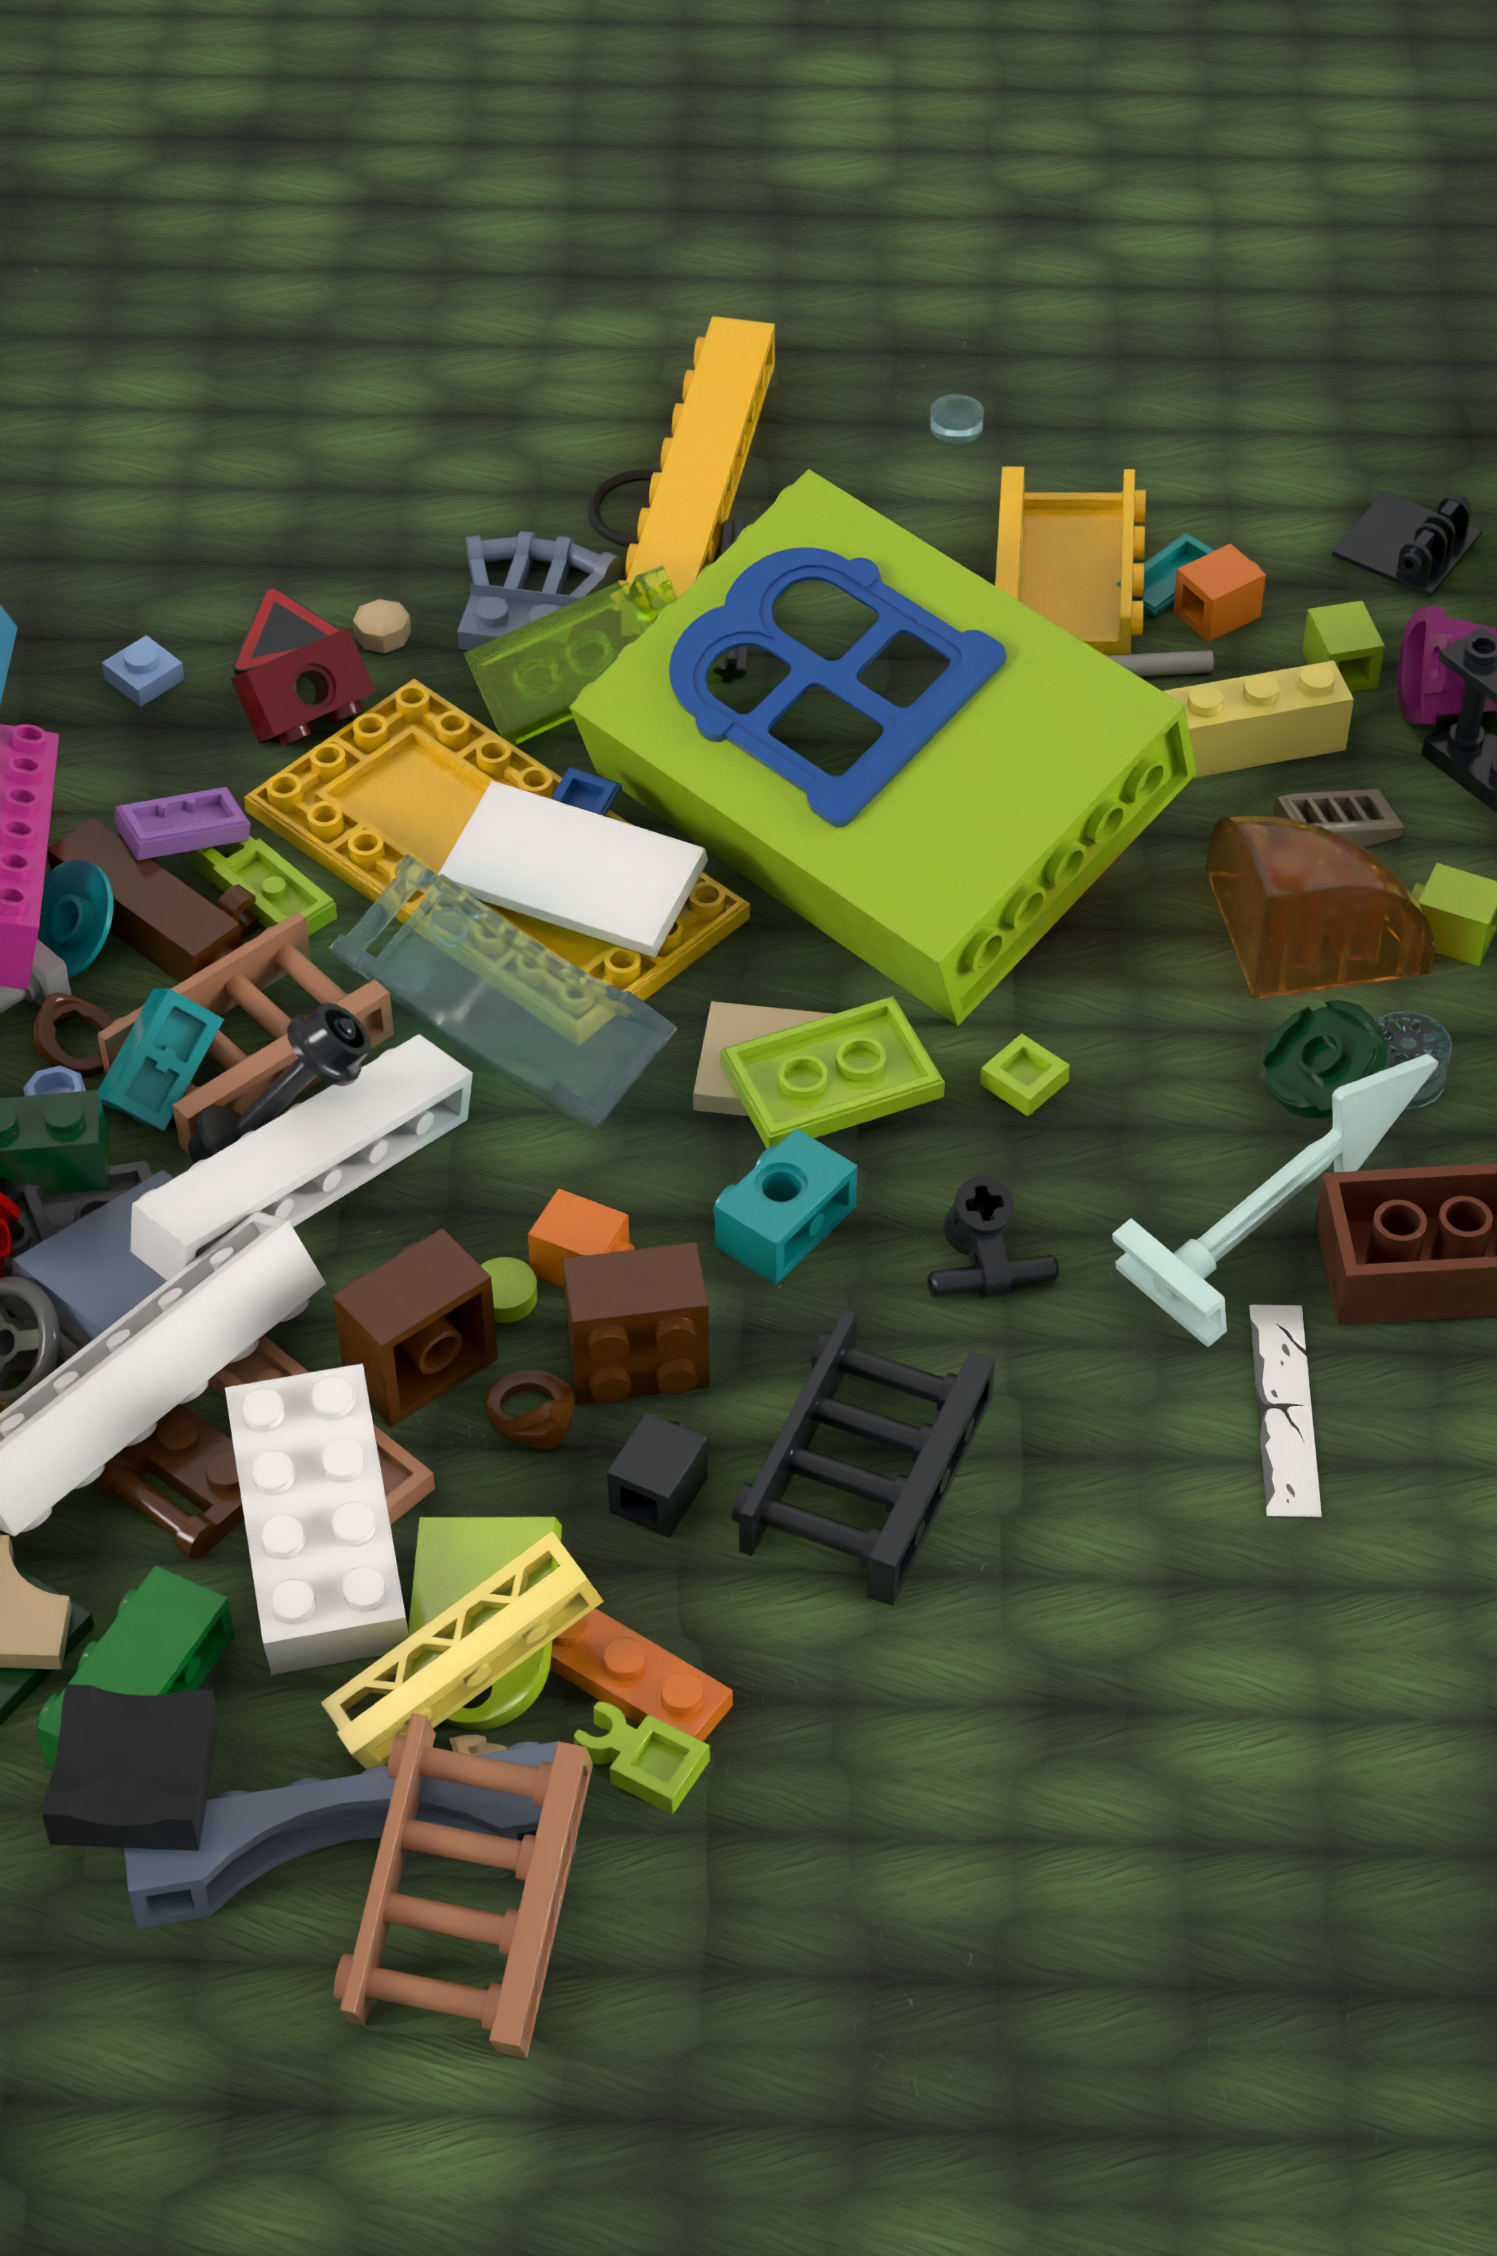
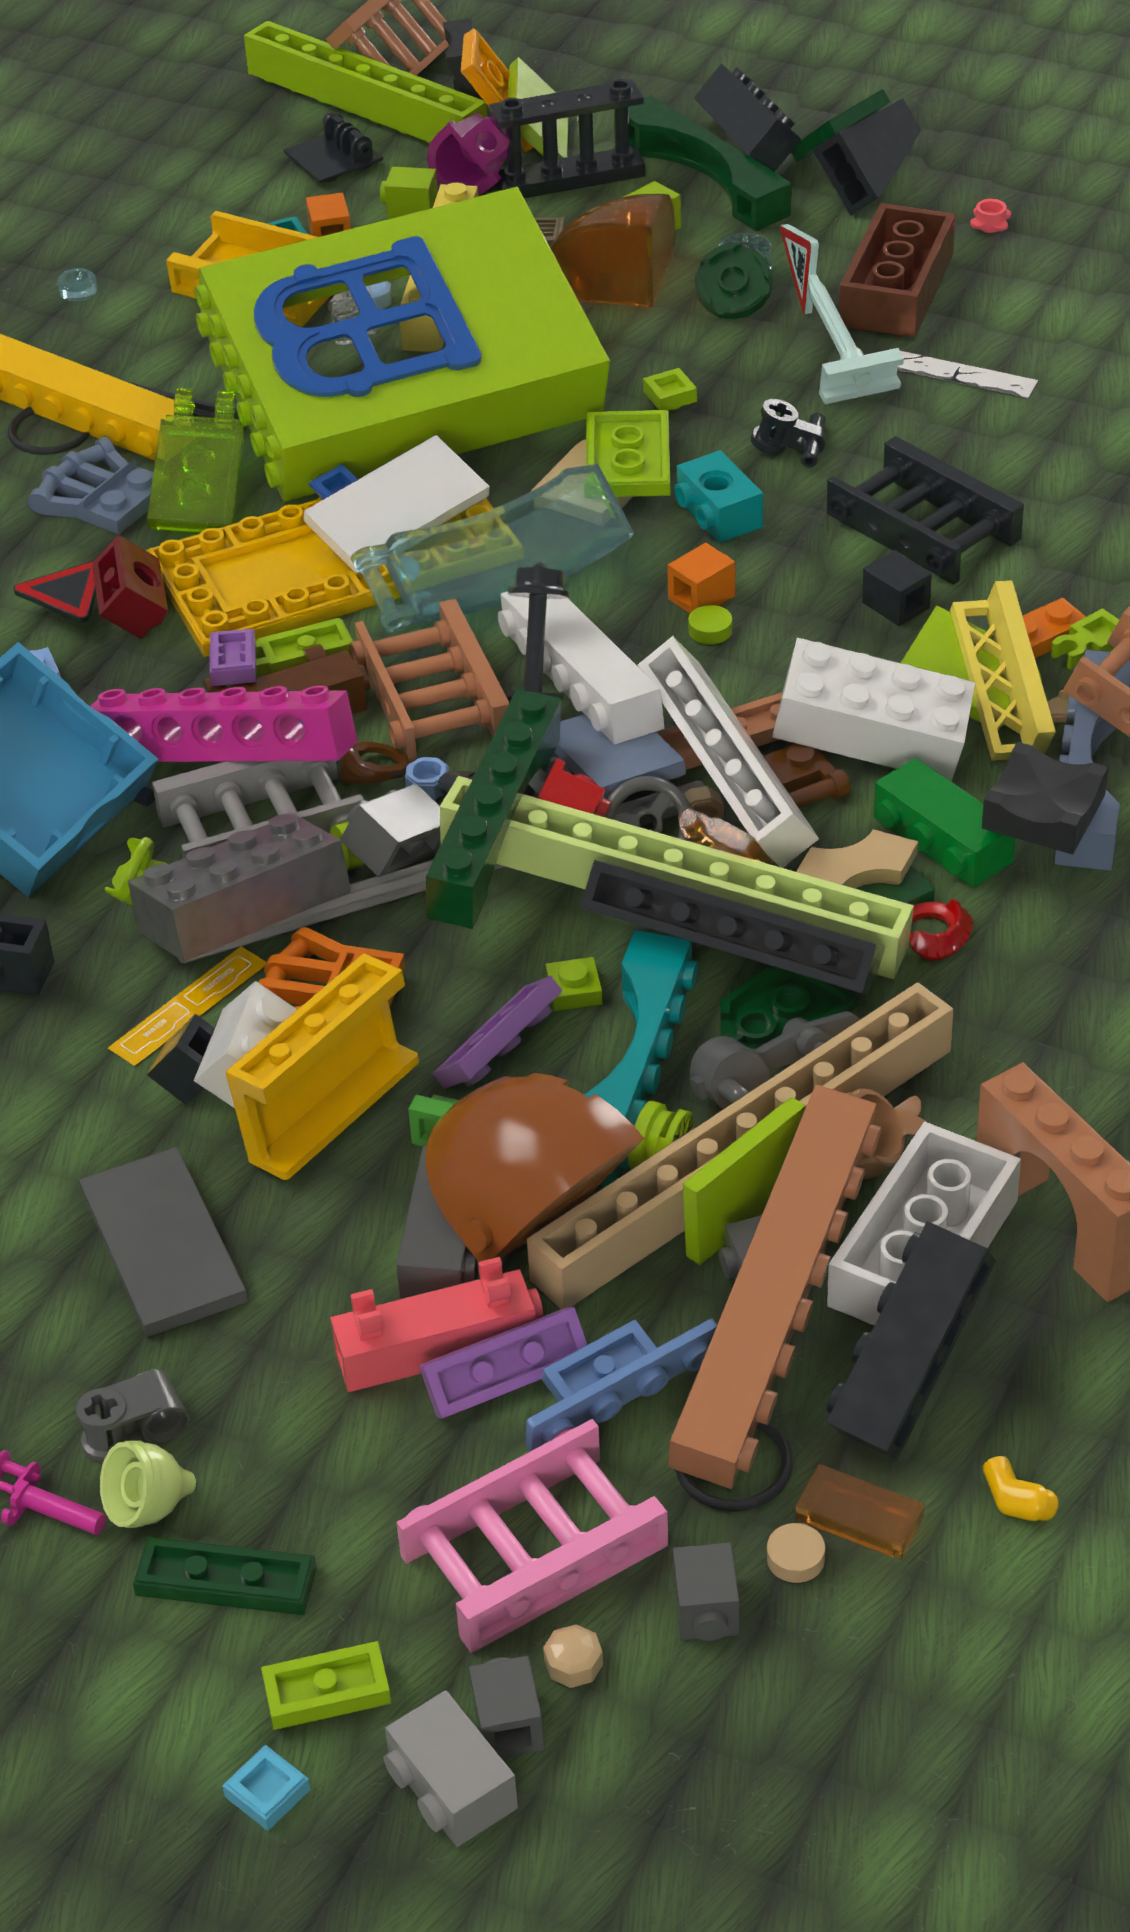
camera: 65 degrees left, 5 degrees down
(159, 1057) = (443, 708): teal hinge -> none
(381, 626) = (77, 552): tan tile -> none
(417, 1325) = (744, 640): reddish brown brick -> none
(542, 1427) = (819, 617): reddish brown piece -> none
(637, 1323) = (795, 557): reddish brown brick -> none

